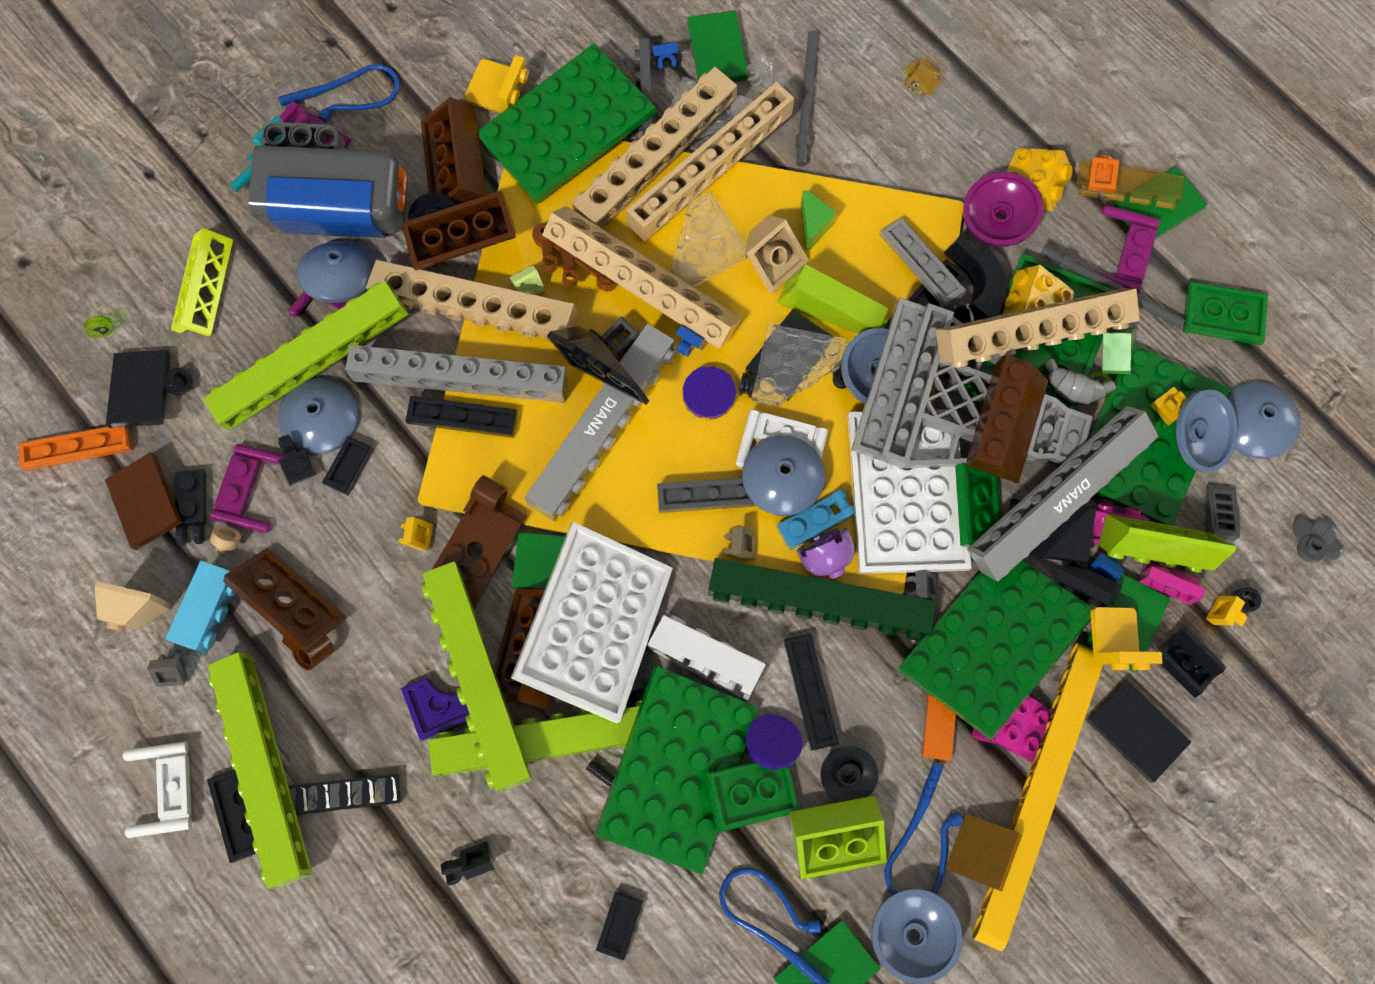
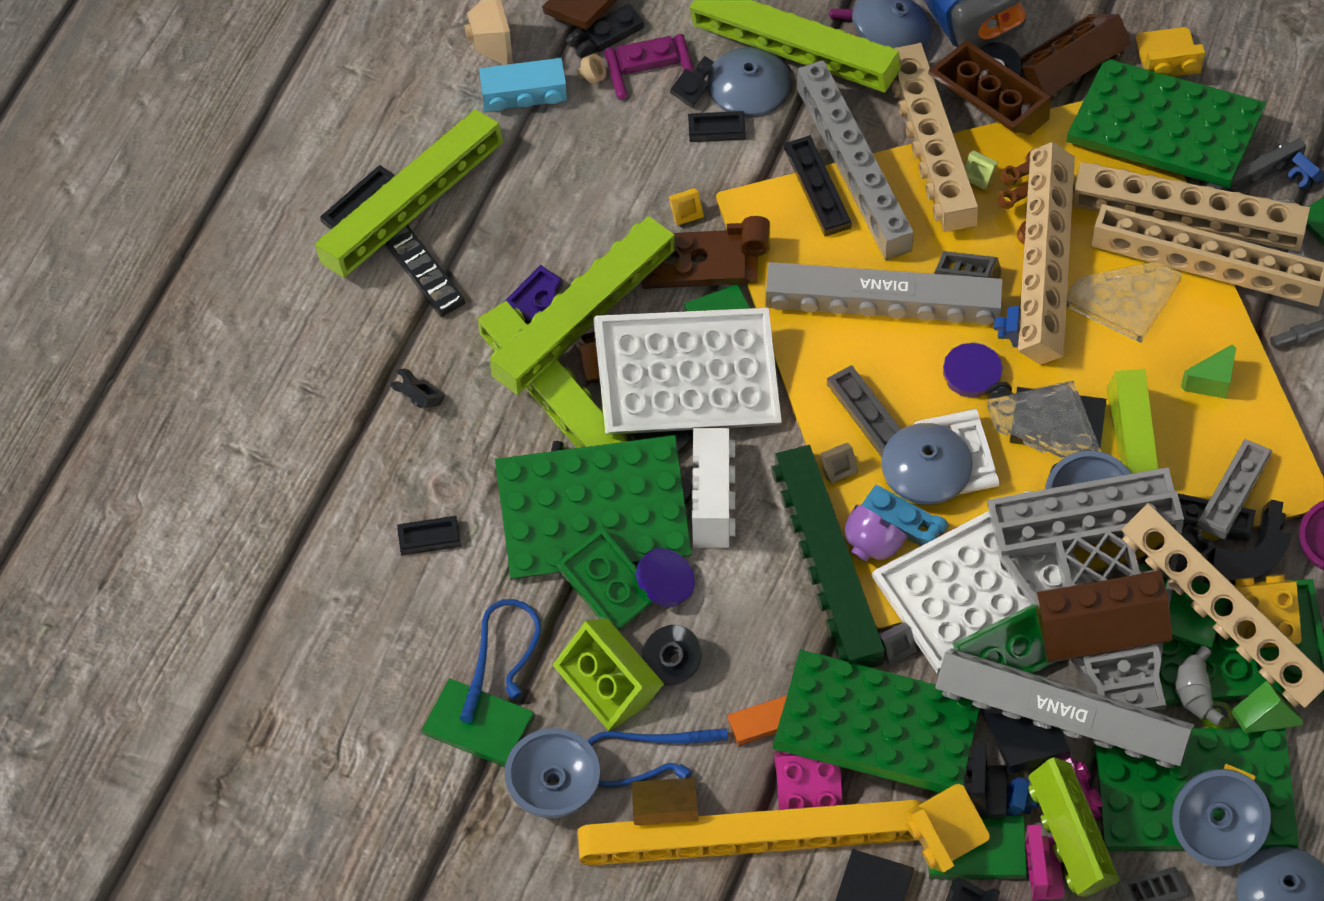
camera: 65 degrees right, 15 degrees down
(167, 671) = (453, 88): flat silver tile -> none
(172, 788) = (358, 143): white plate -> none
(302, 621) = (552, 156): reddish brown hinge -> none
(589, 354) = (938, 248): black wedge -> none
(774, 252) = (1152, 348): tan slope -> none
(810, 692) = (734, 593): black tile -> none

